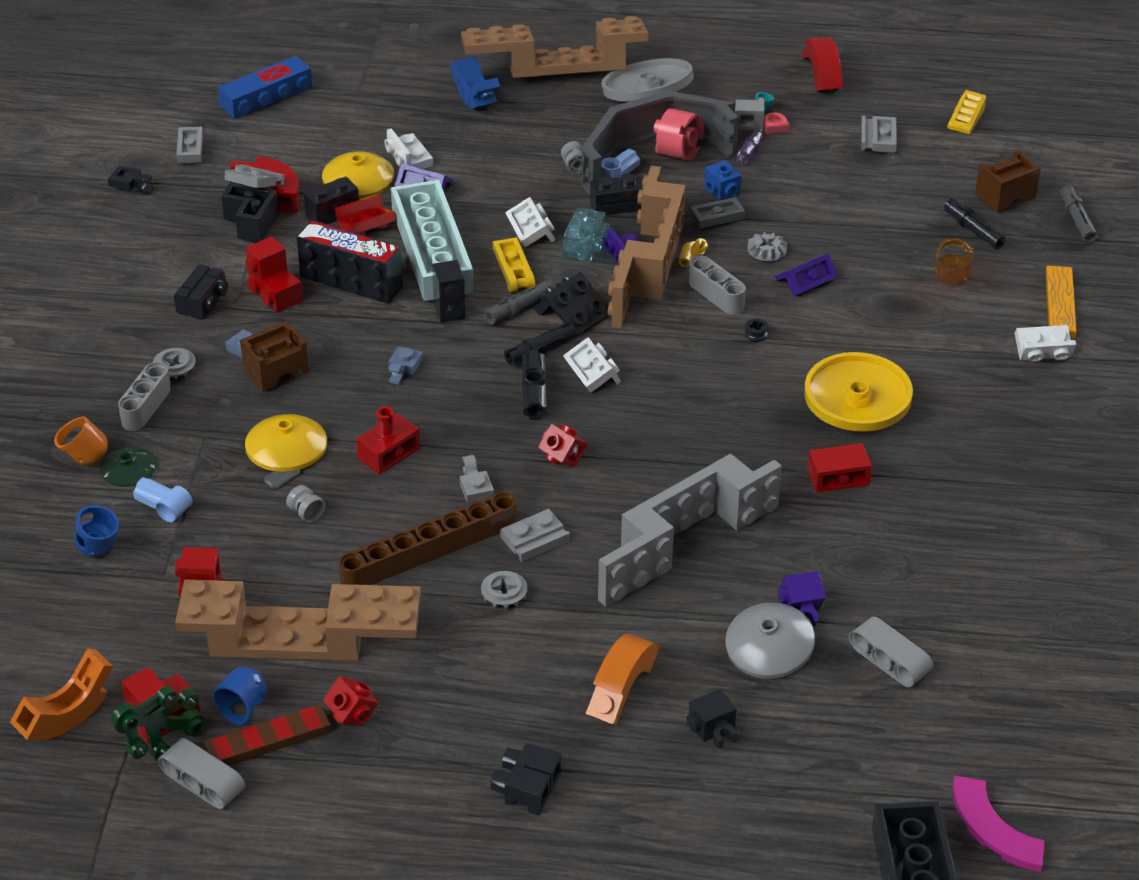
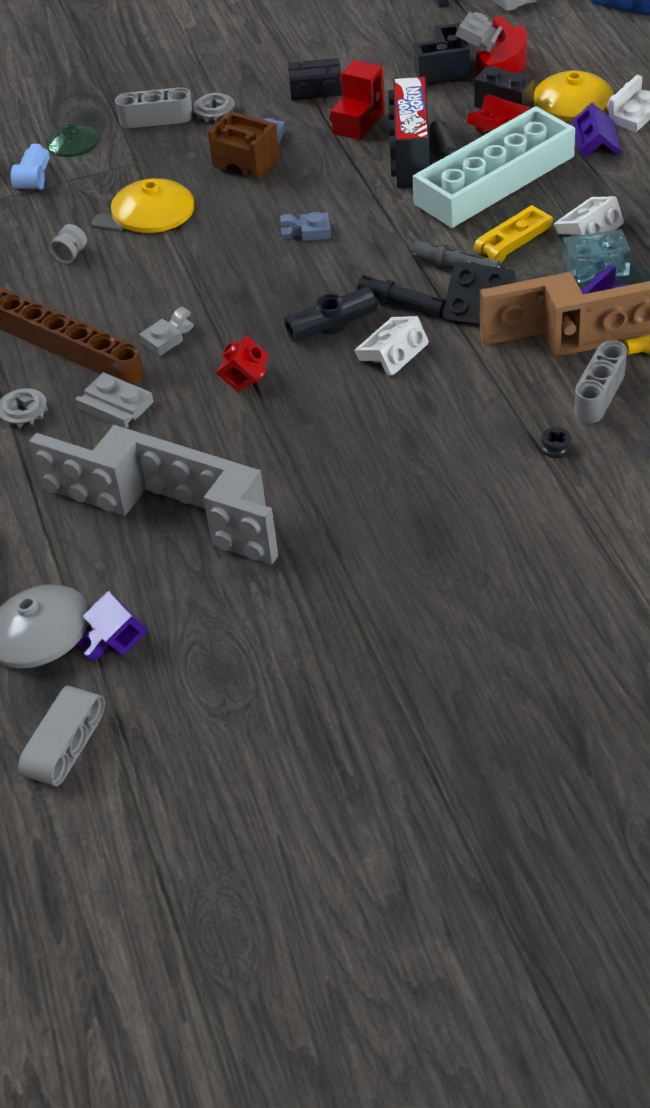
camera: 70 degrees right, 5 degrees up
(87, 446) = (67, 100): orange helmet -> none
(388, 442) = (178, 256): red brick -> none
(449, 290) = (416, 202): black brick -> none
(839, 467) = (351, 587): red brick -> none
(858, 391) = (489, 556): yellow dish -> none

